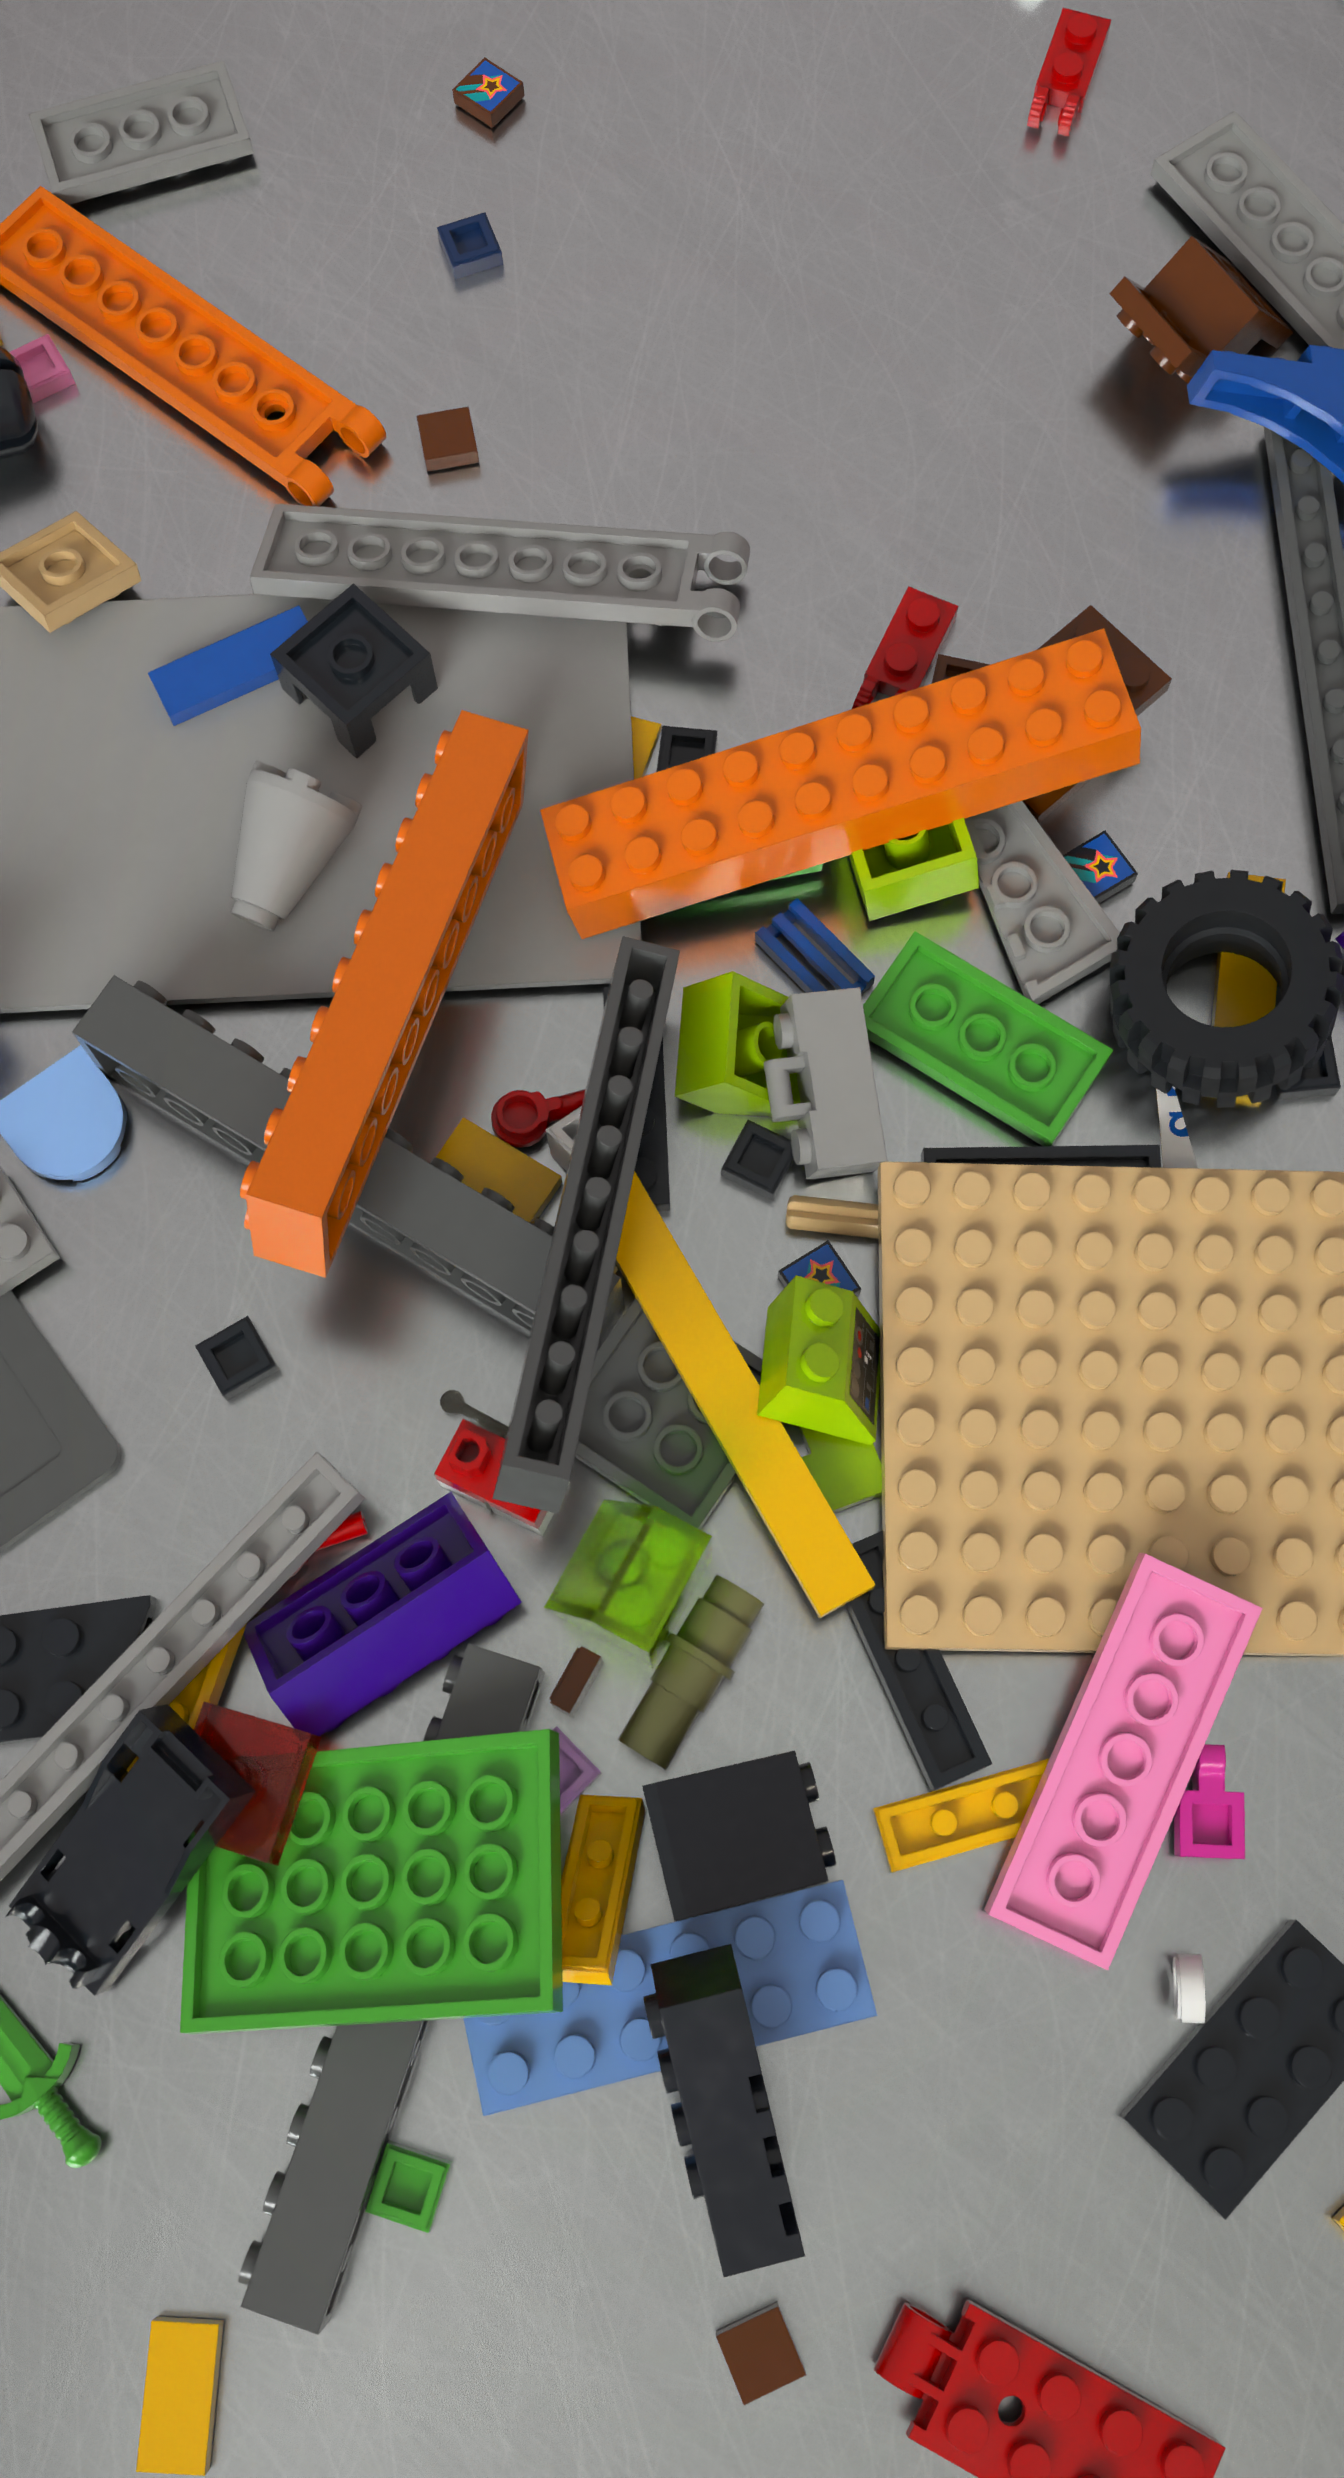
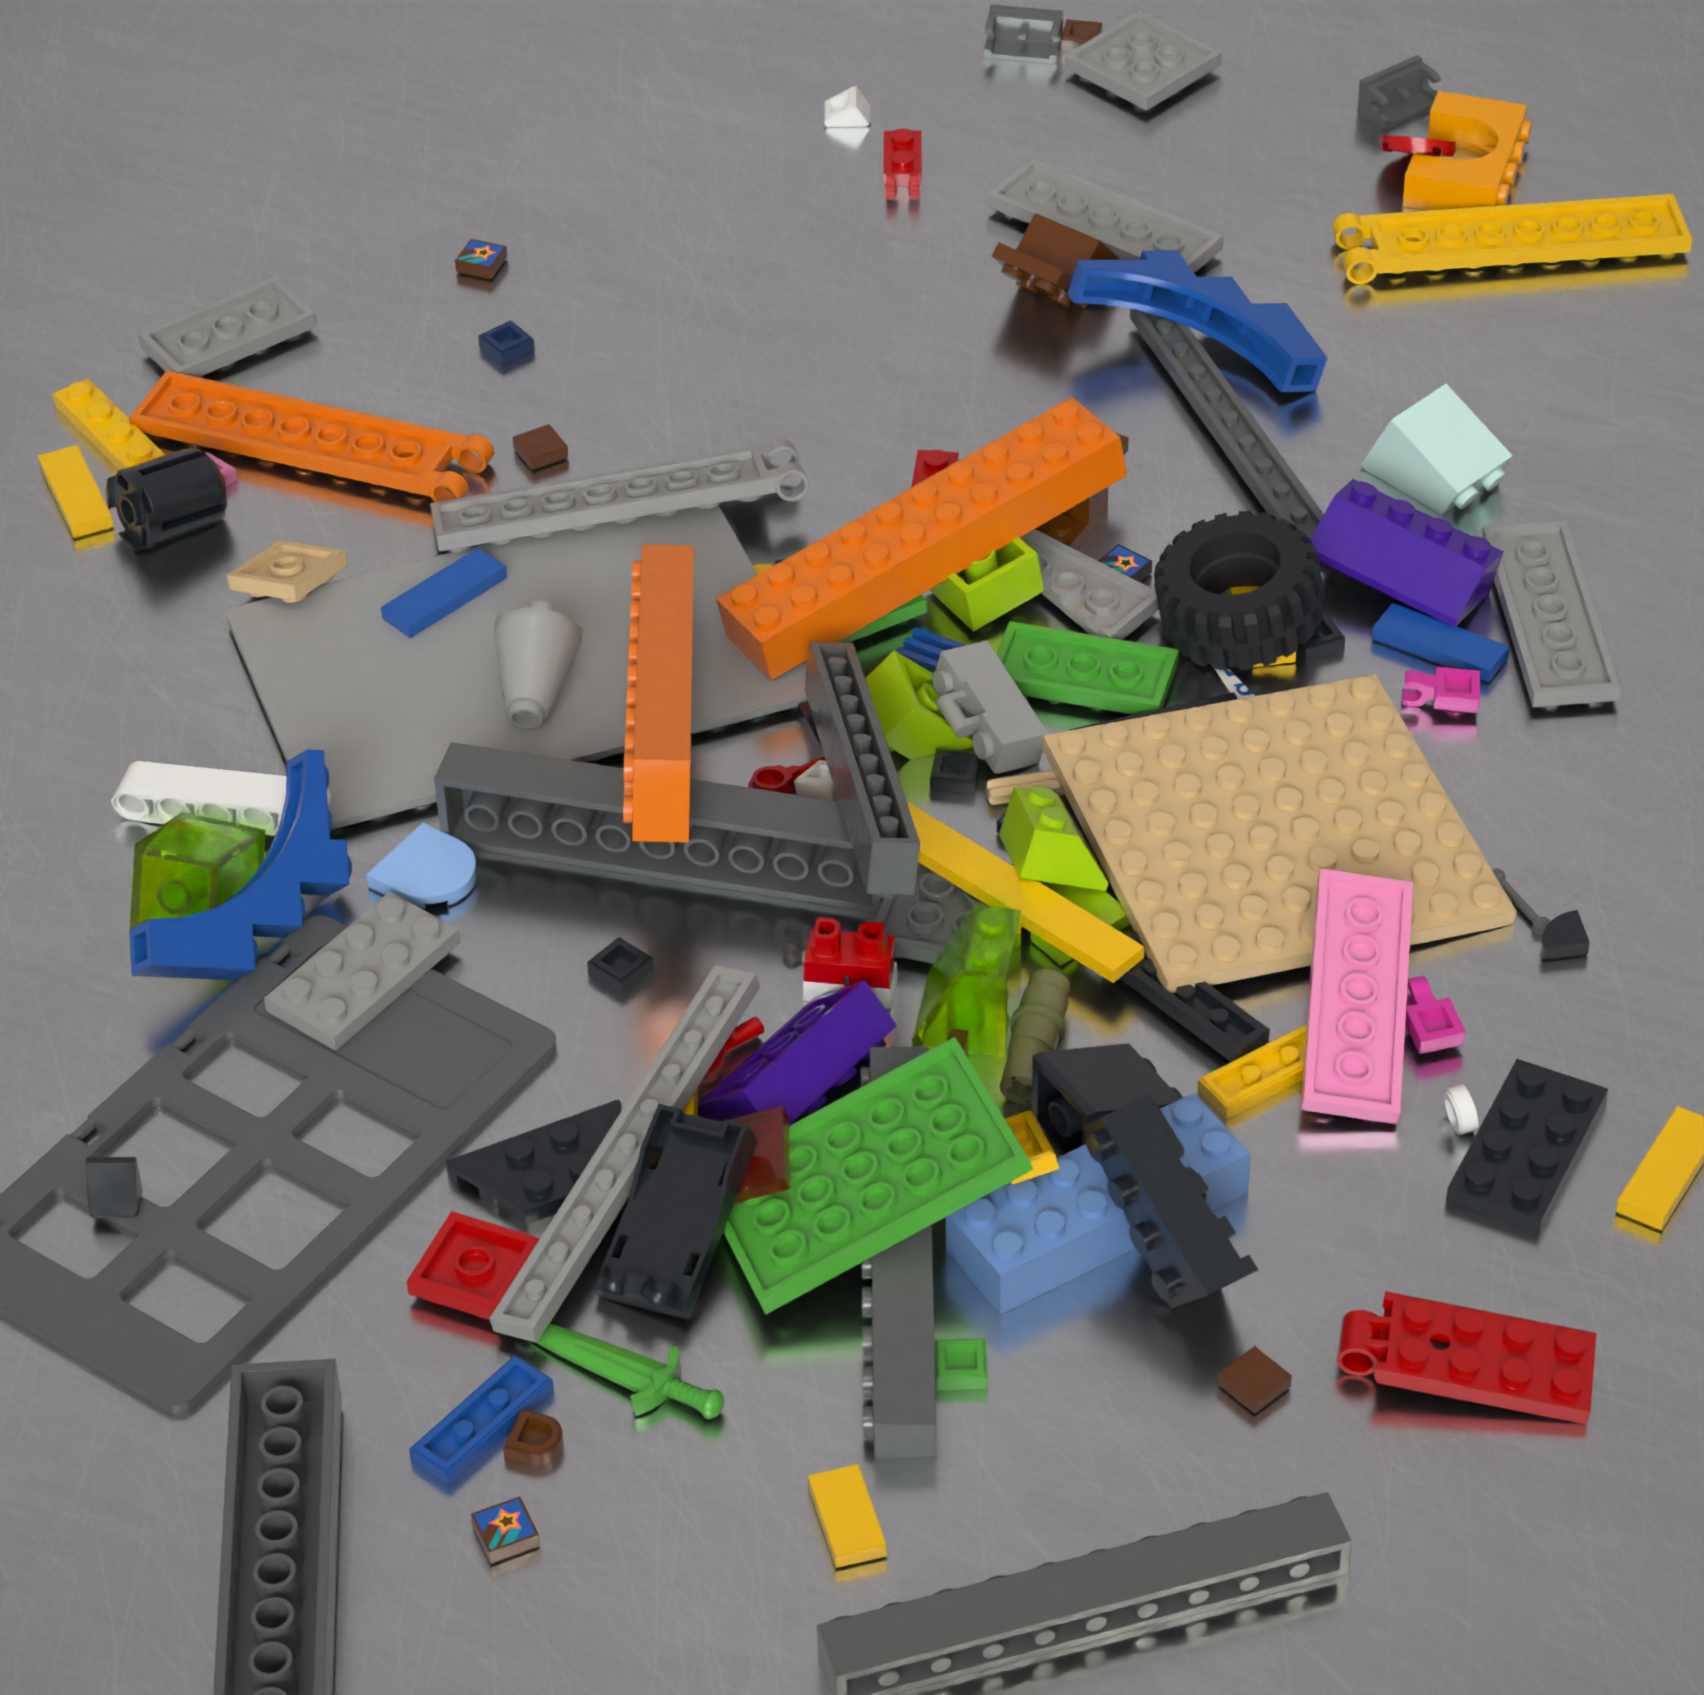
camera: 20 degrees left, 30 degrees down
(353, 665) = (539, 560): black panel -> none

